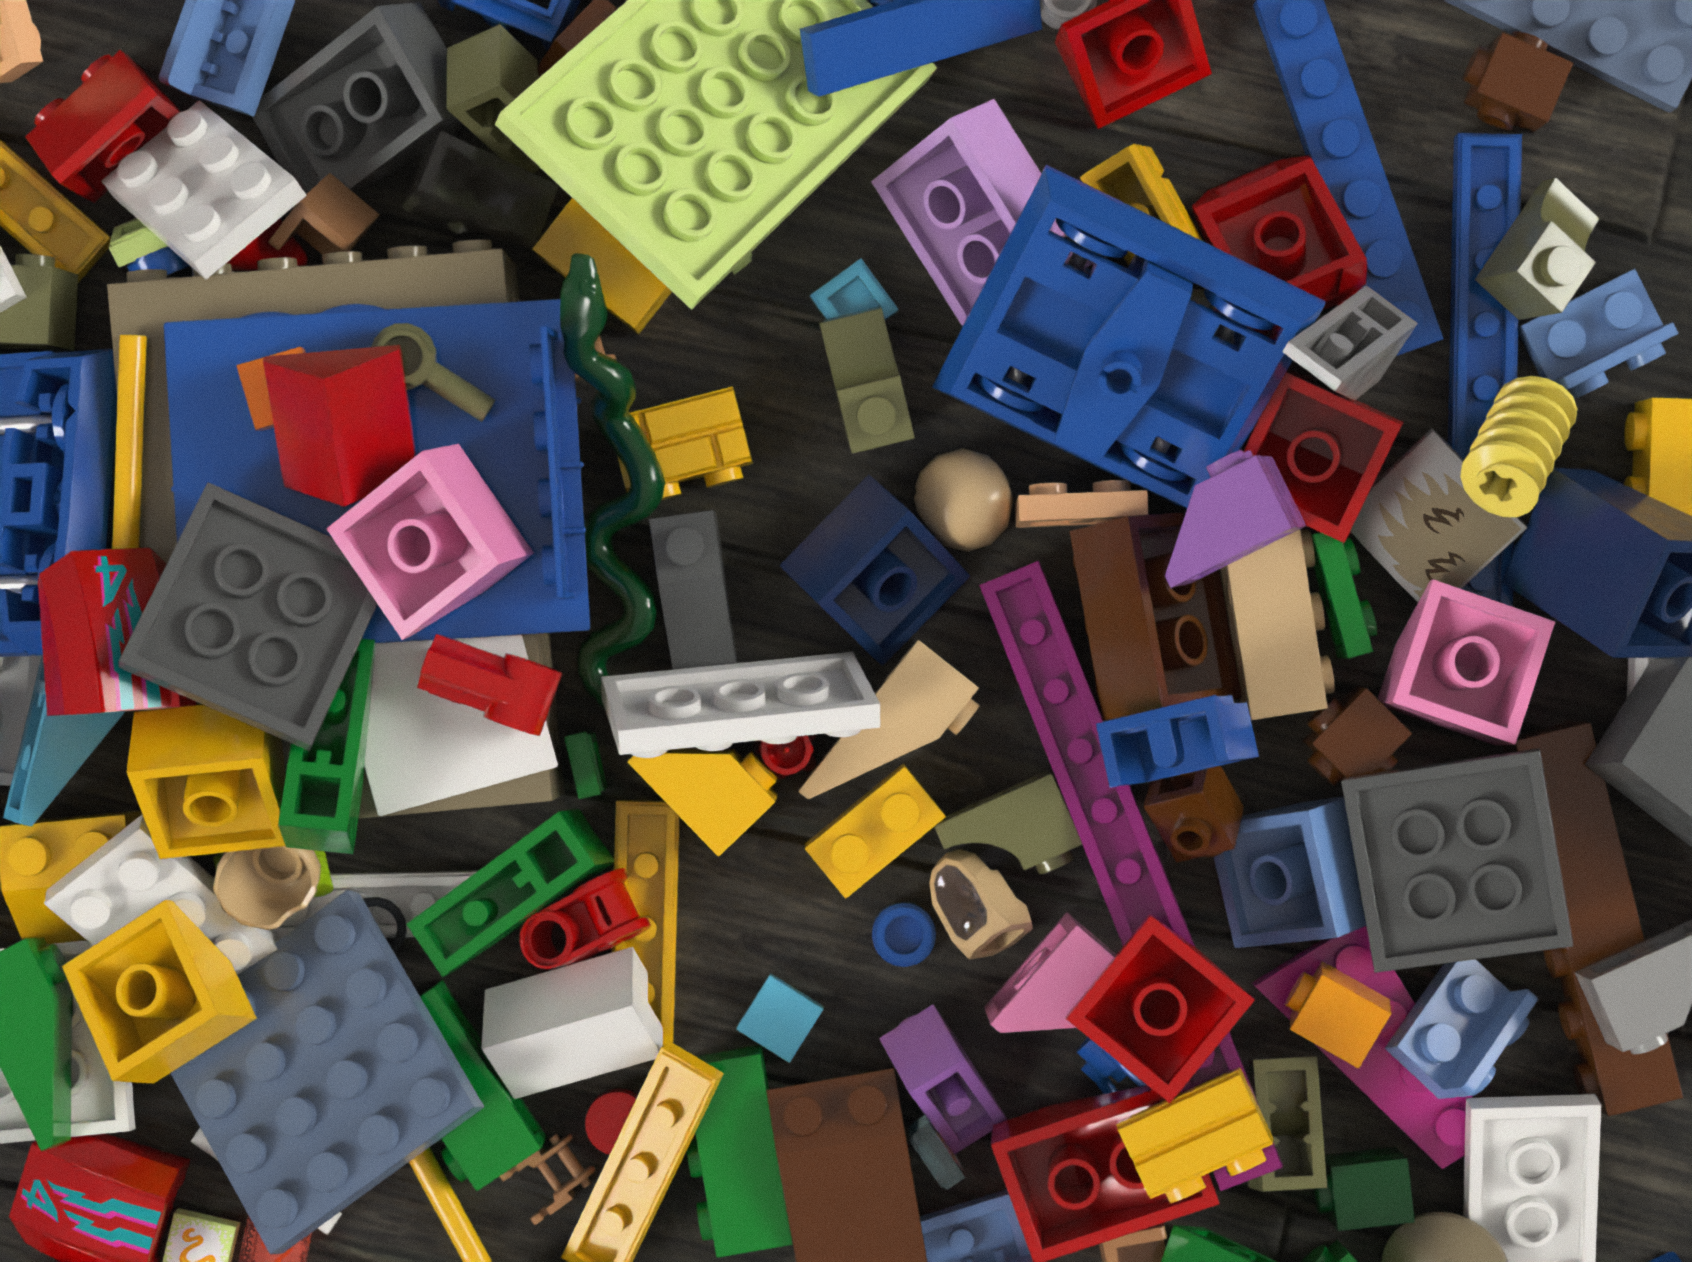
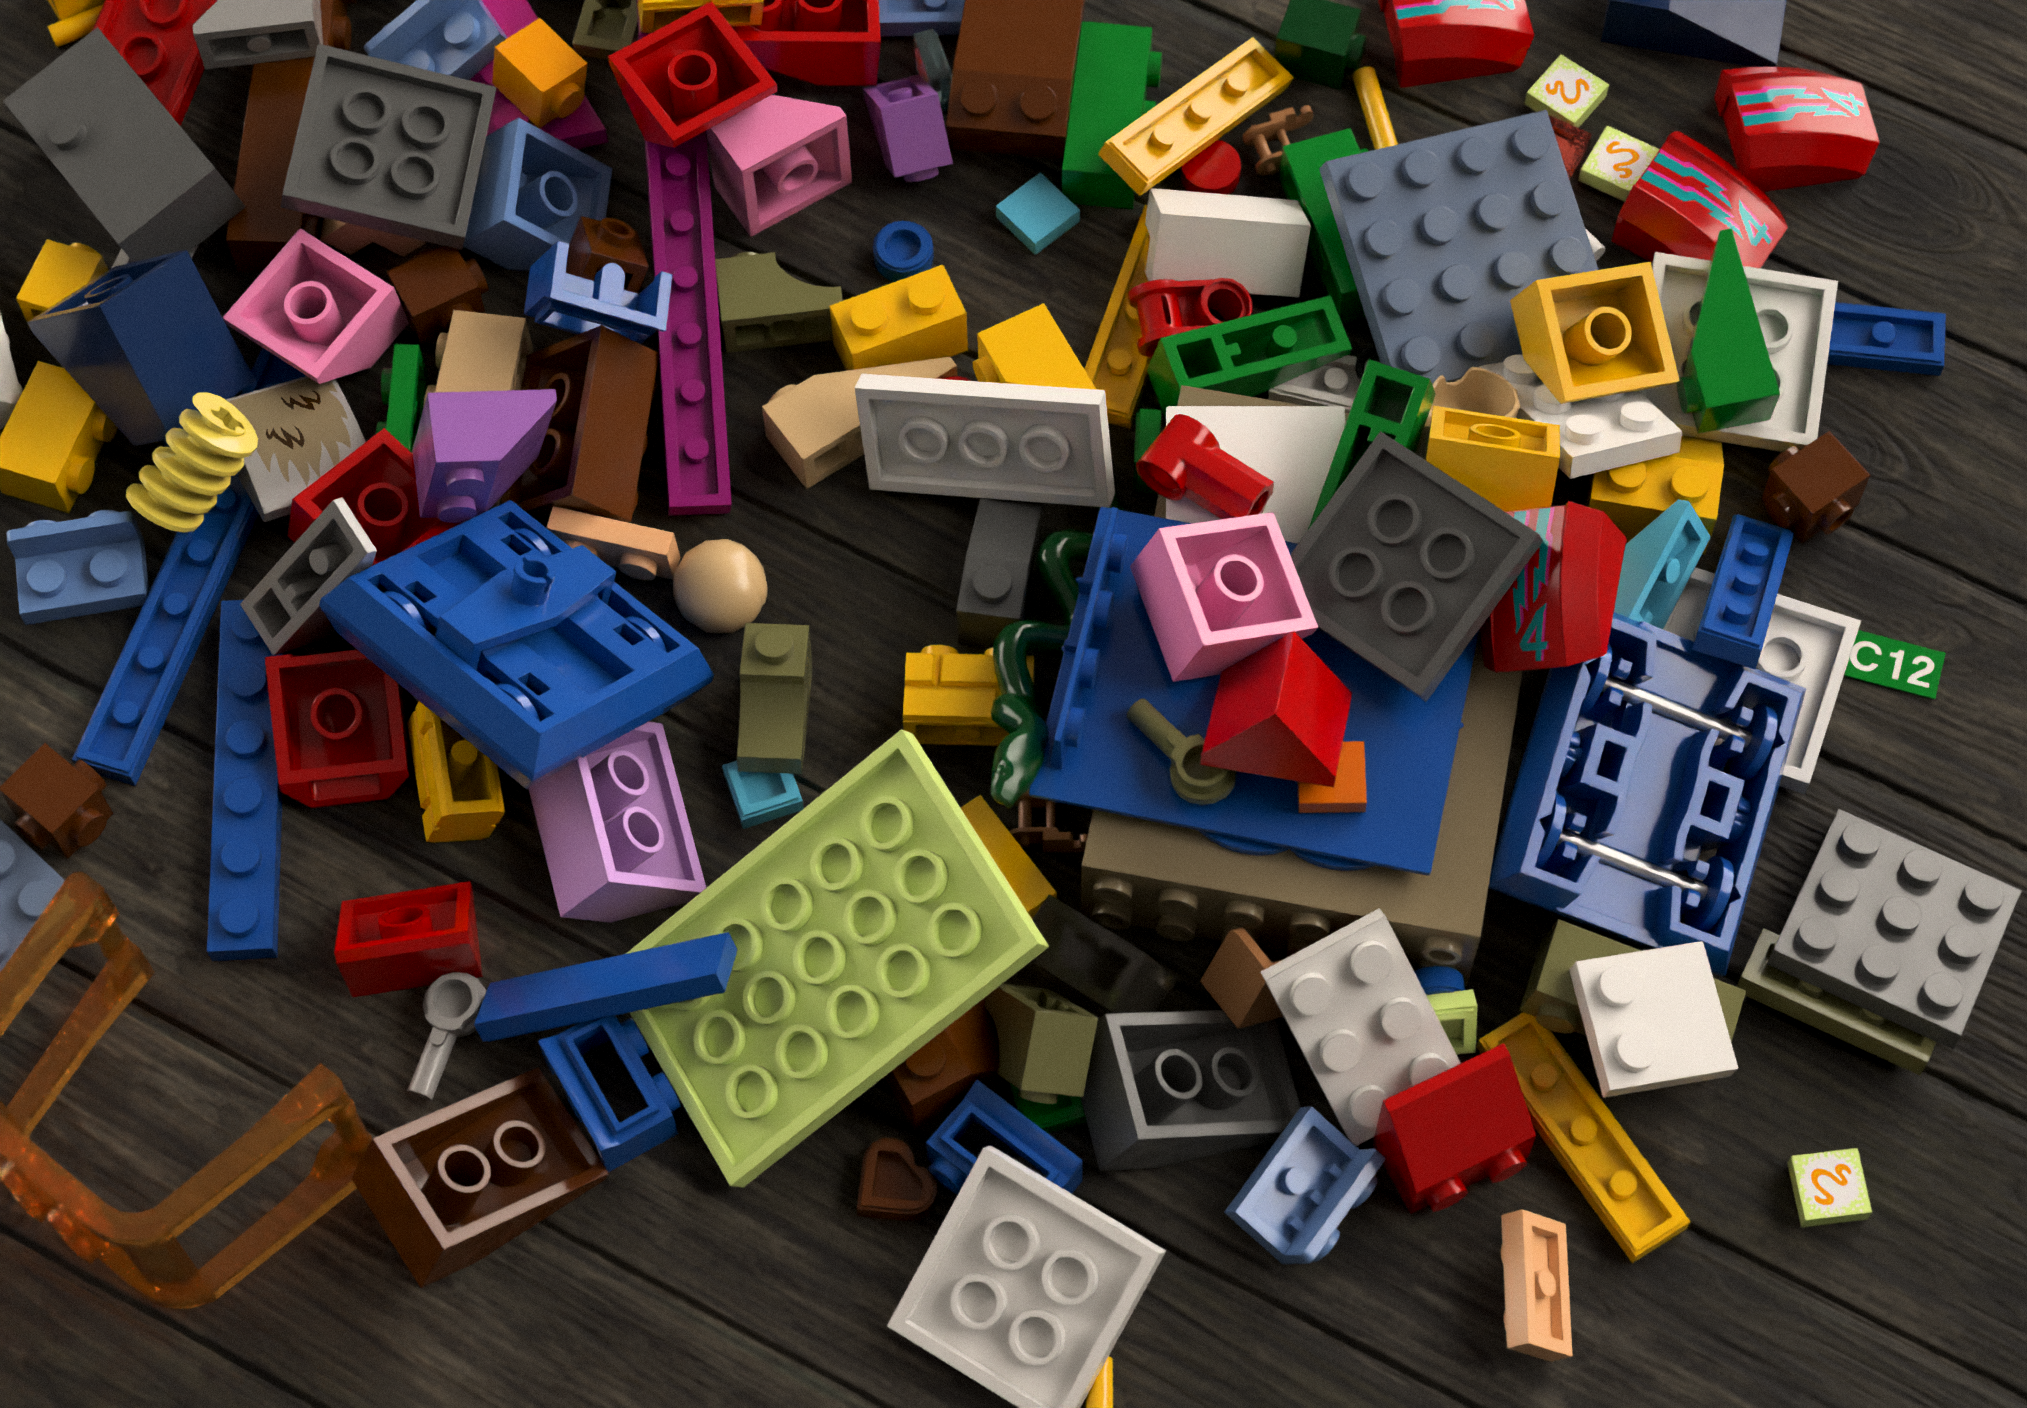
camera: 160 degrees left, 25 degrees down
(129, 441) = (1496, 775): yellow bar -> none
(875, 569) = (826, 545): dark blue slope -> none
(976, 905) = (828, 245): tan rock -> none
(1541, 254) = (100, 639): olive arch -> none

